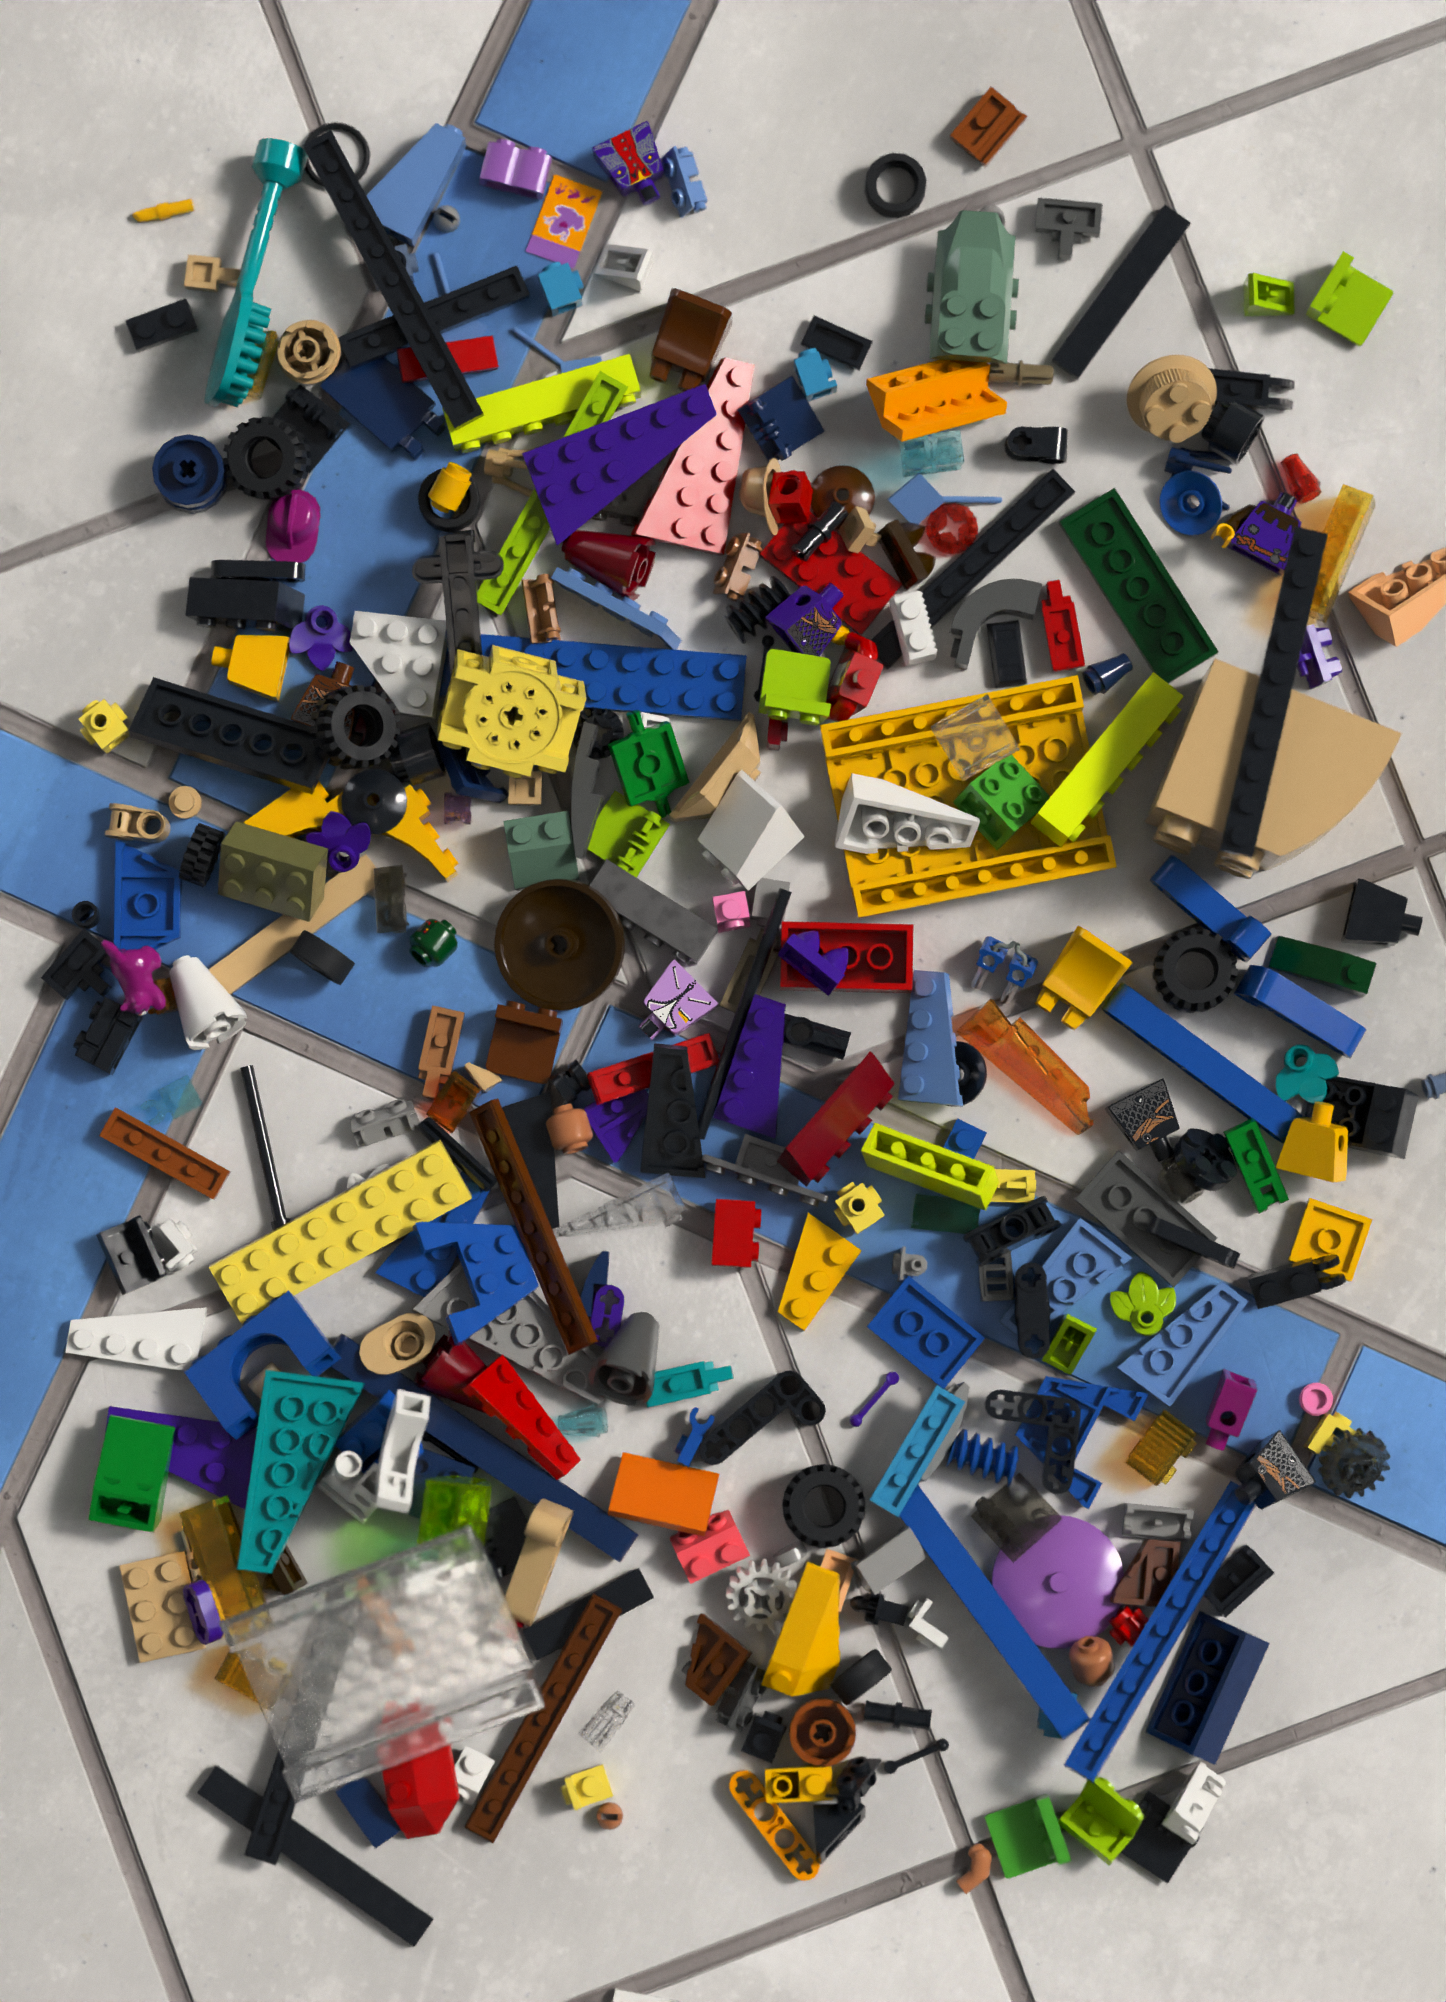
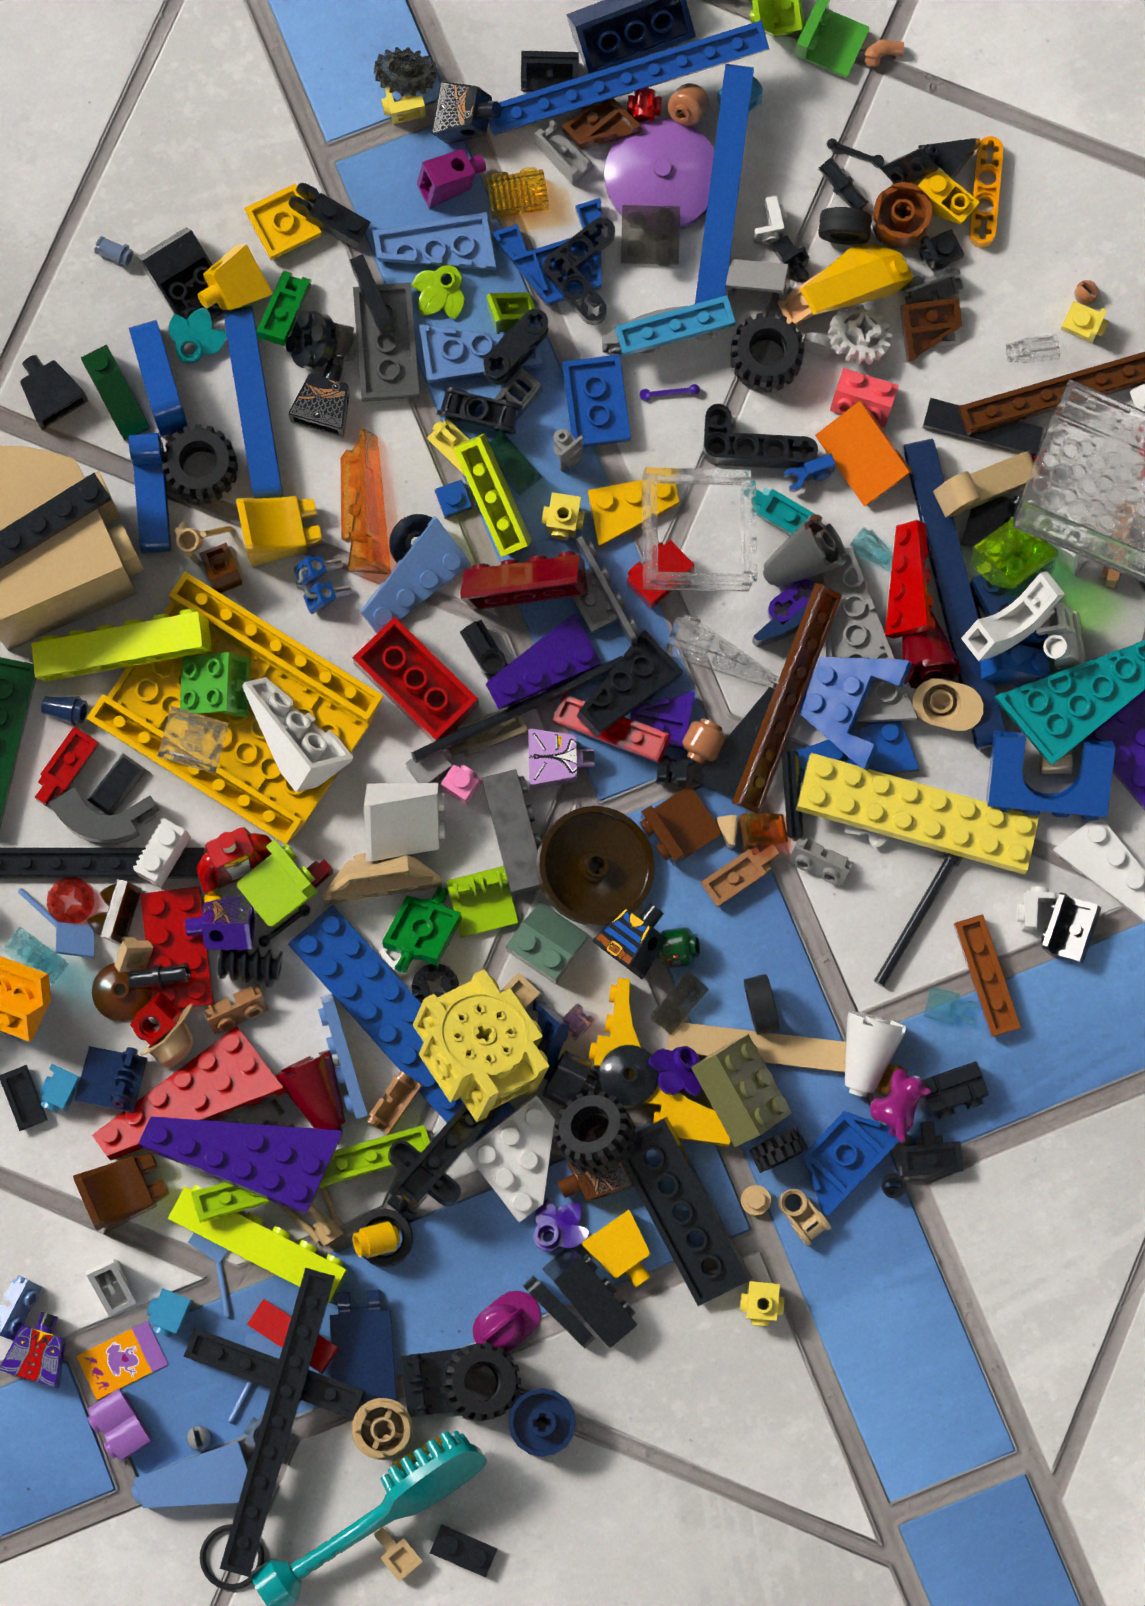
camera: 135 degrees left, 5 degrees down
(472, 911) = (633, 939): none -> torso
(584, 804) = (488, 943): dark grey slope -> none
(684, 1323) = (697, 581): none -> clear window
(822, 971) = (441, 680): dark purple tile -> none
(983, 1457) = (632, 287): blue piece -> none
(1095, 903) = (221, 568): none -> reddish brown slope
(1136, 897) = (192, 539): none -> tan plant
(1315, 1399) = (389, 136): bright pink tile -> none

